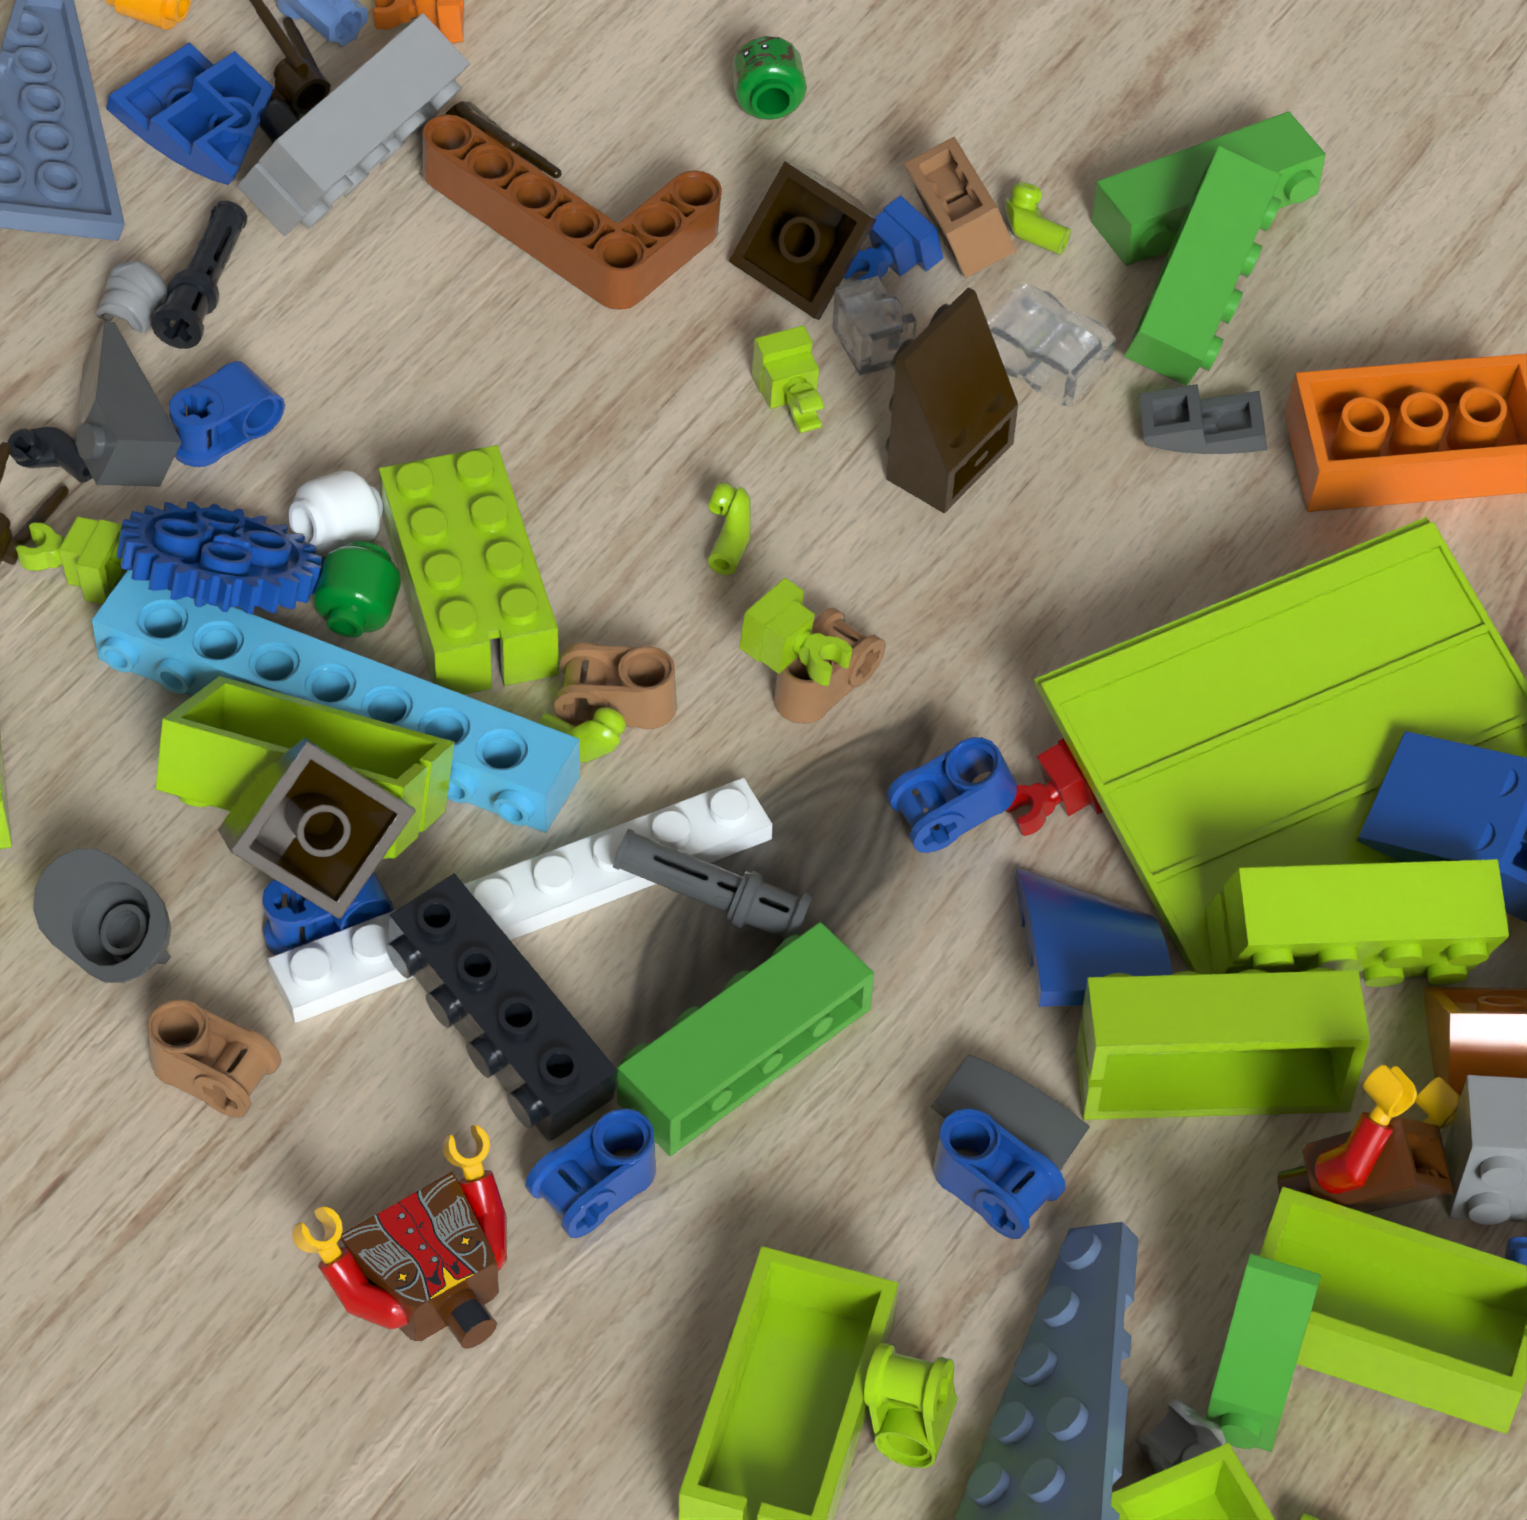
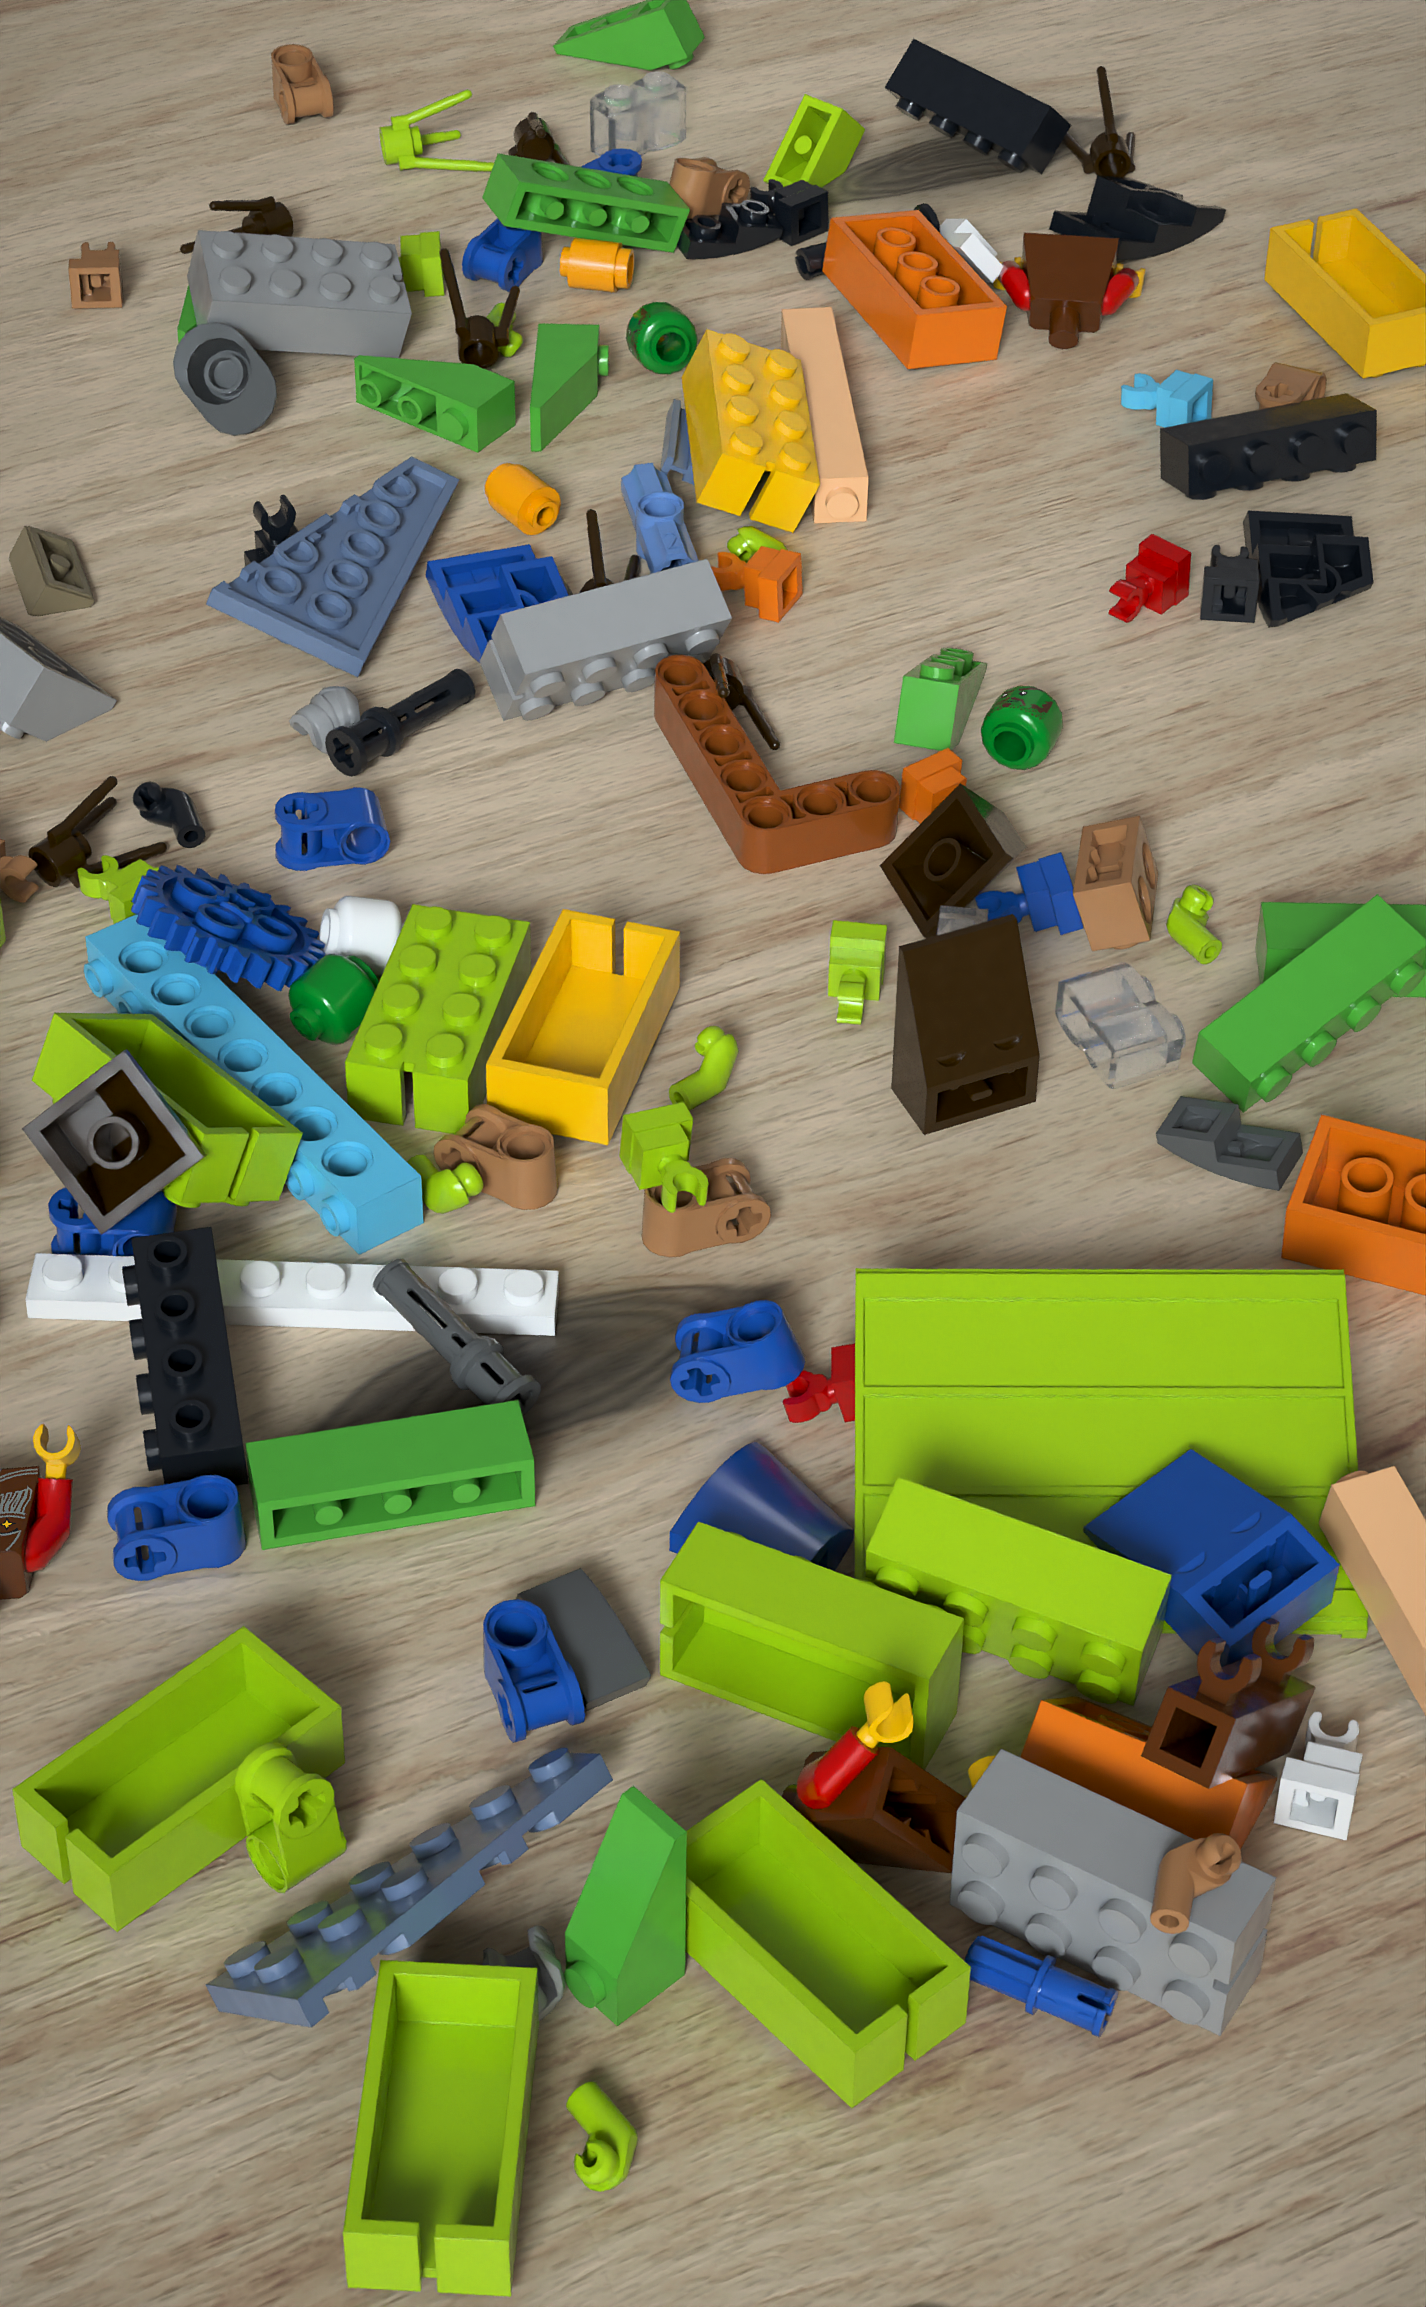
camera: 30 degrees right, 10 degrees down
(120, 420) = (237, 802): dark grey slope -> none
(609, 529) = (582, 1028): none -> yellow piece
(674, 74) = (938, 699): none -> bright green slope
(739, 167) = (929, 783): none -> orange piece

